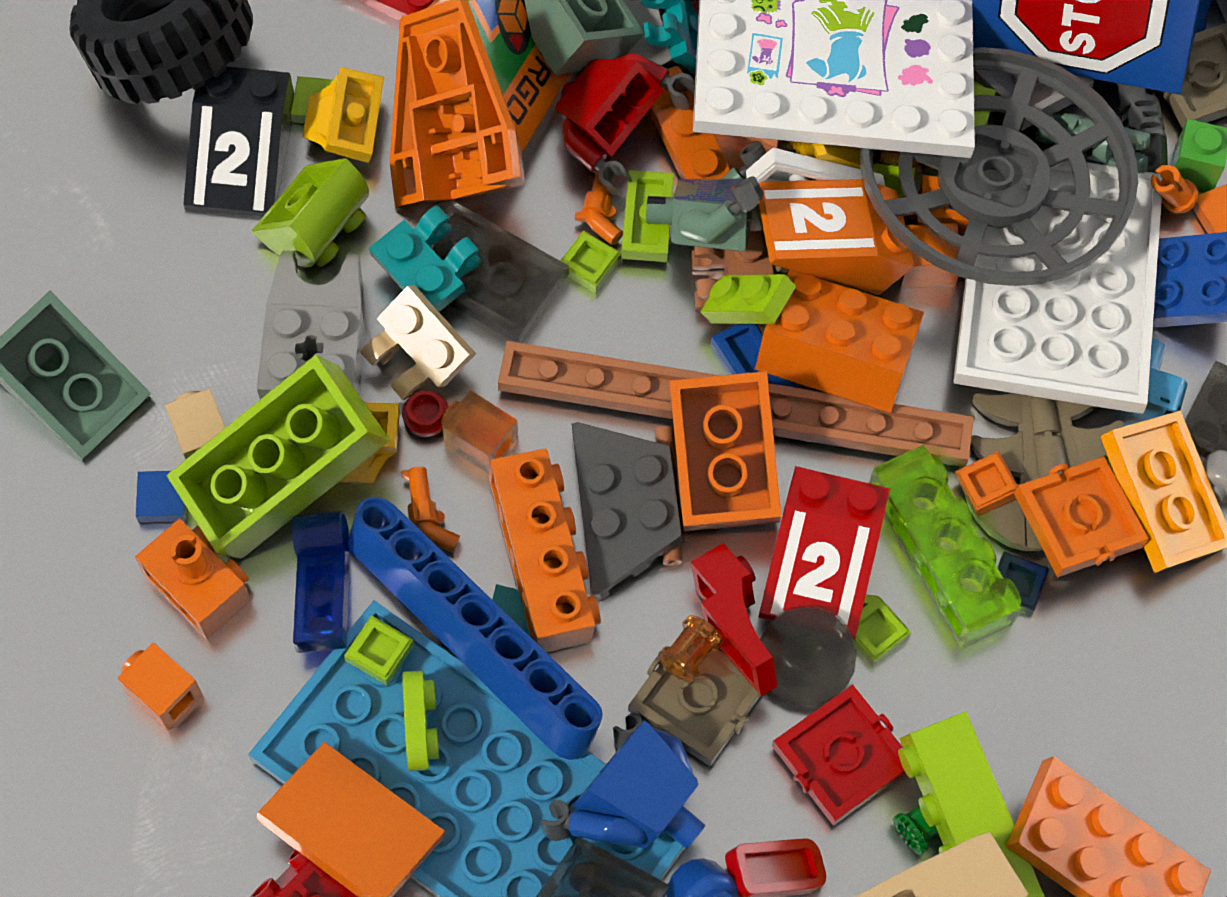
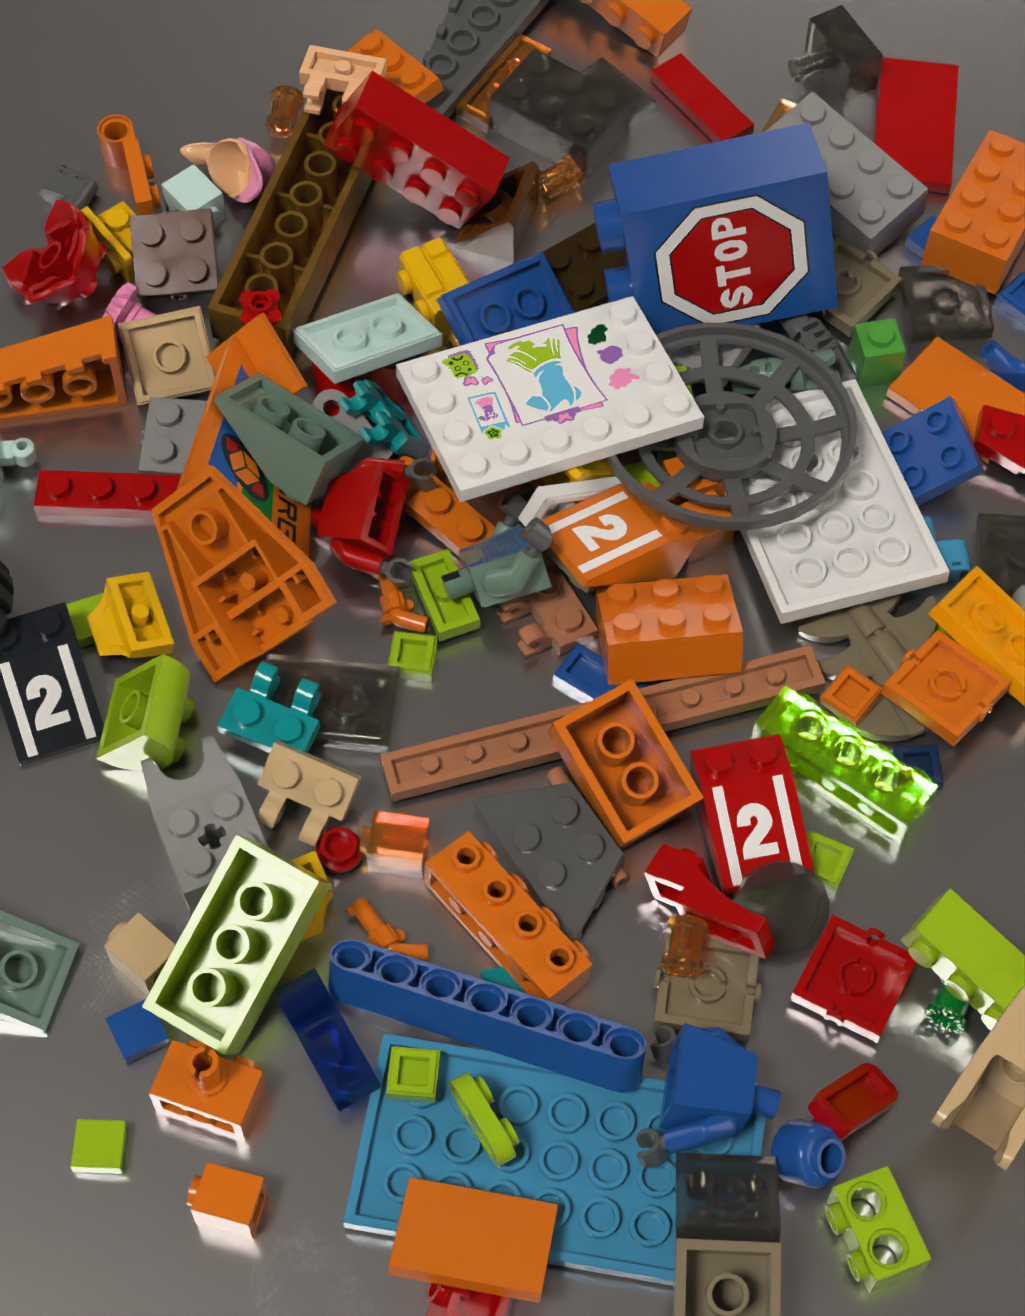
camera: 25 degrees left, 5 degrees down
(75, 584) = (99, 1146): none -> lime tile
(748, 299) = (576, 626): lime plate -> none
(1177, 193) = (875, 388): orange pin -> none

